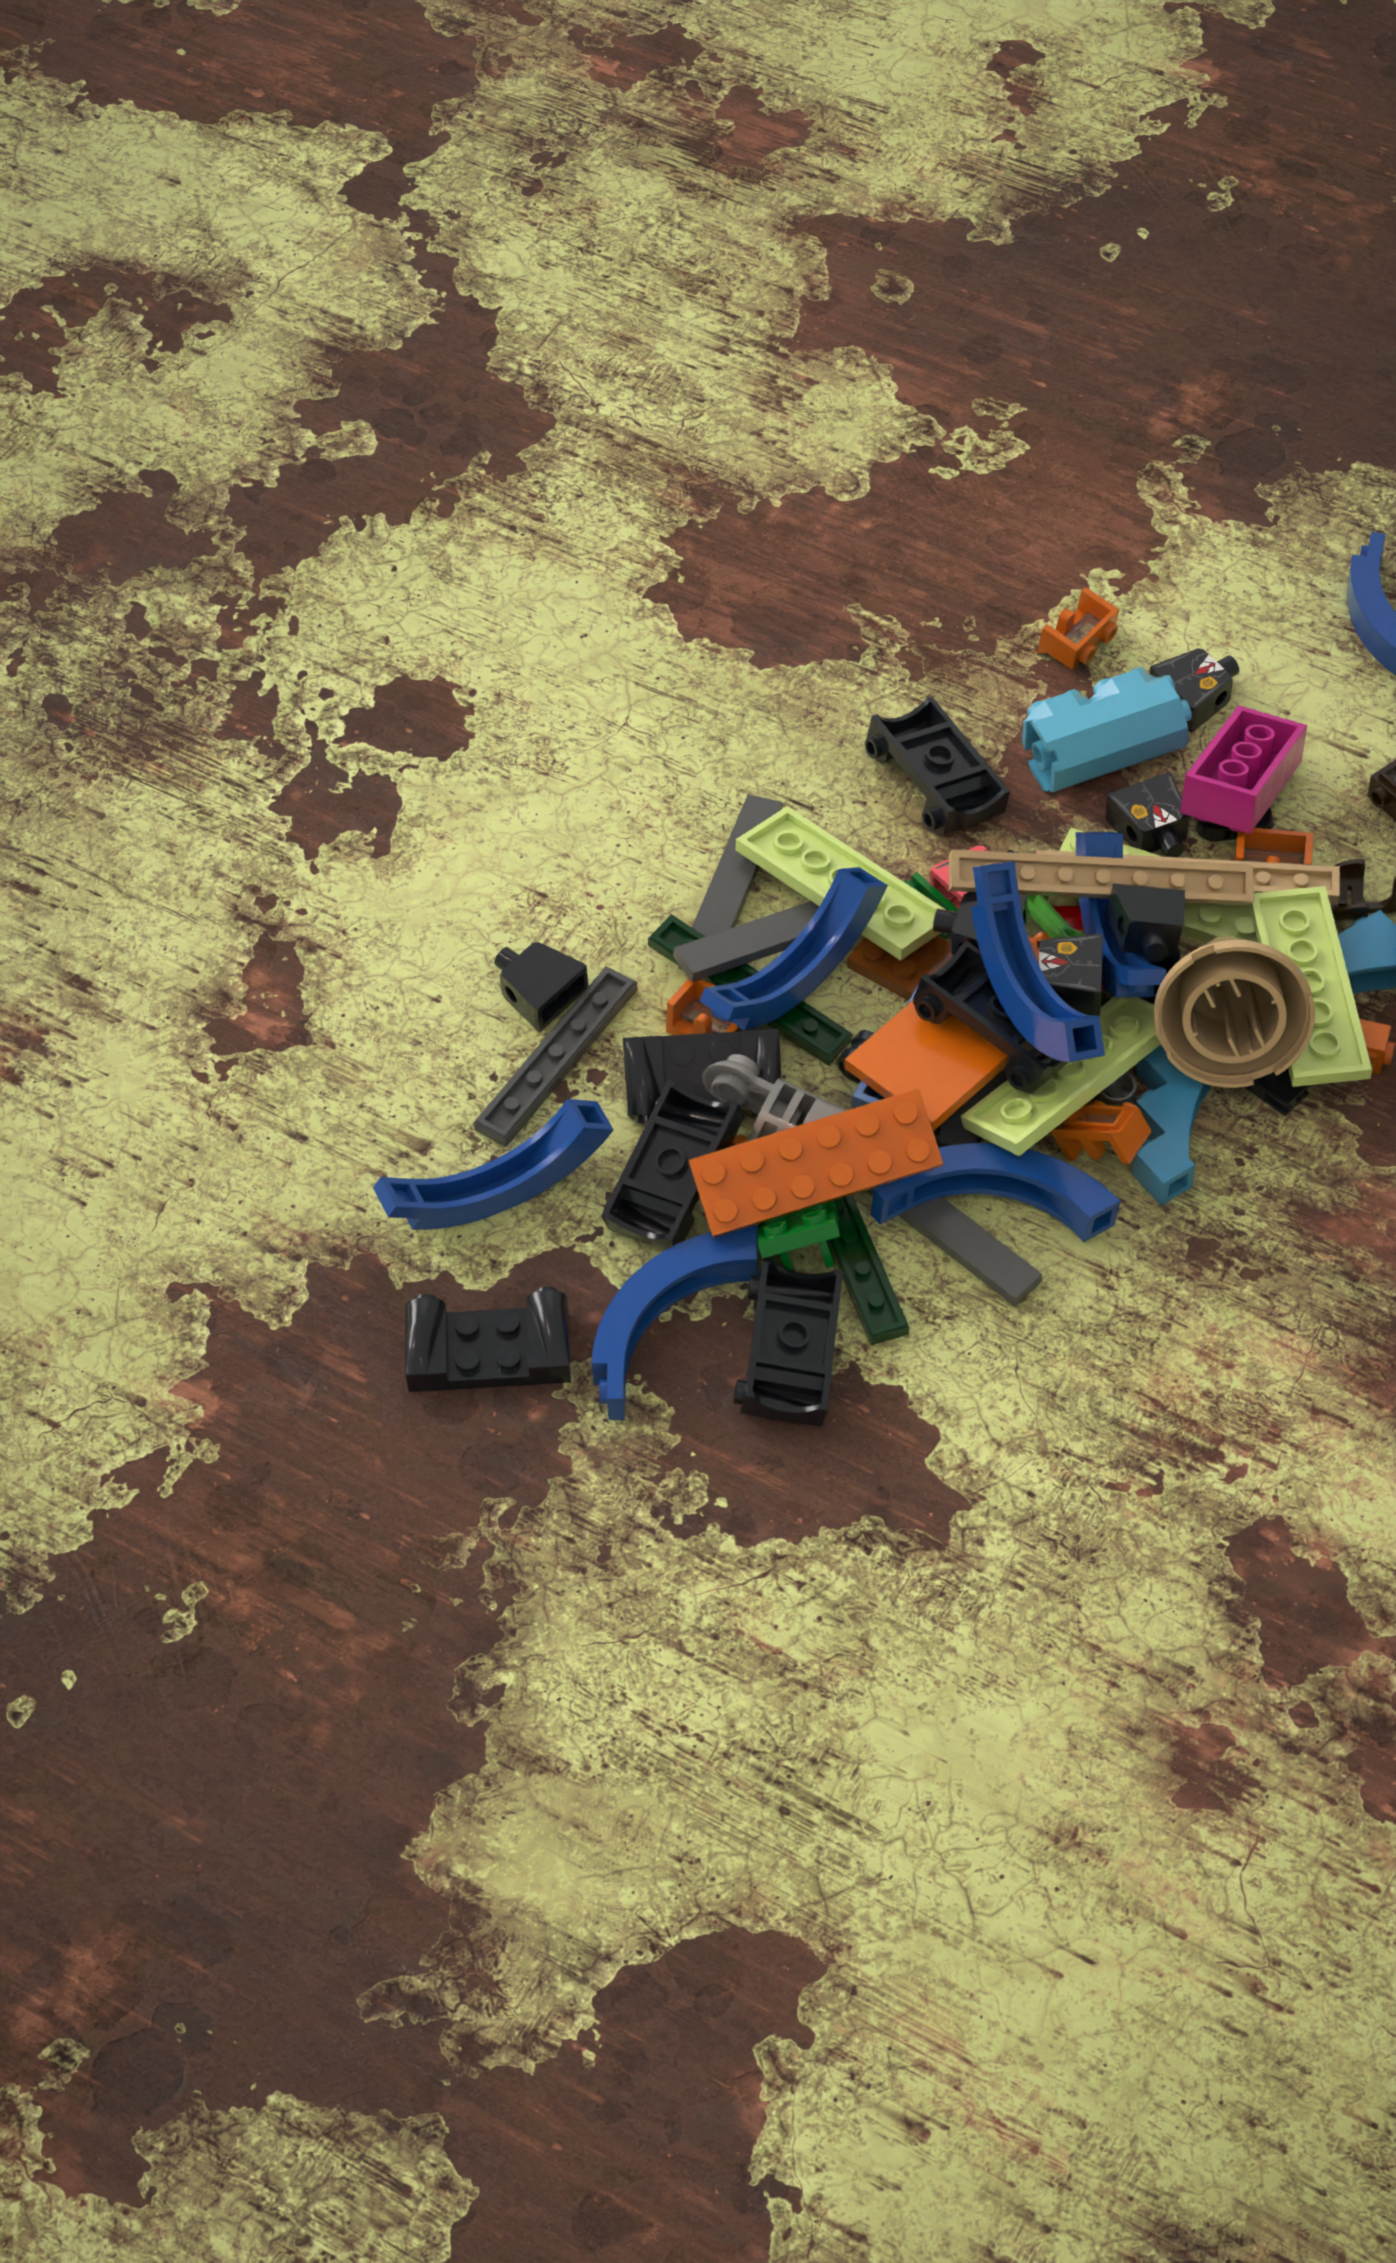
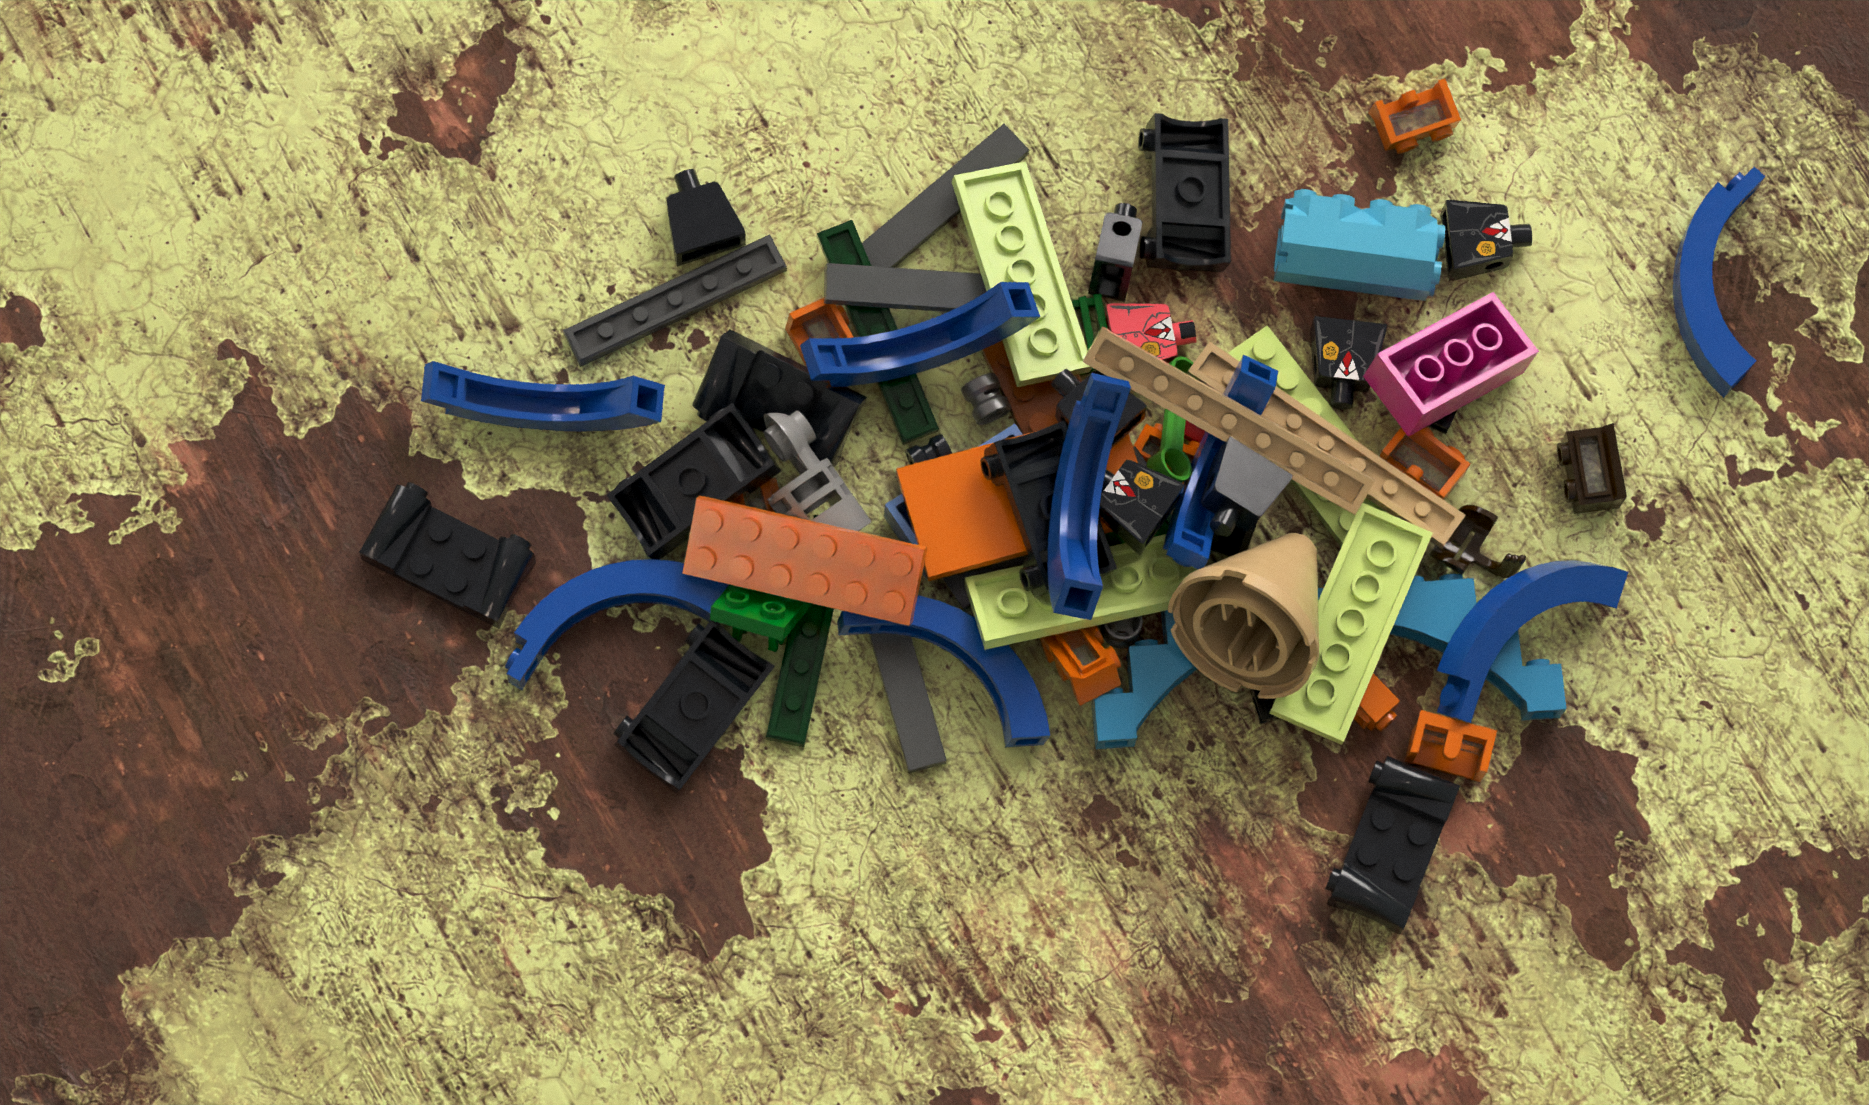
camera: 20 degrees right, 20 degrees up
(878, 991) = (986, 398): none -> flat silver wheel
(909, 819) = (1116, 253): none -> black torso

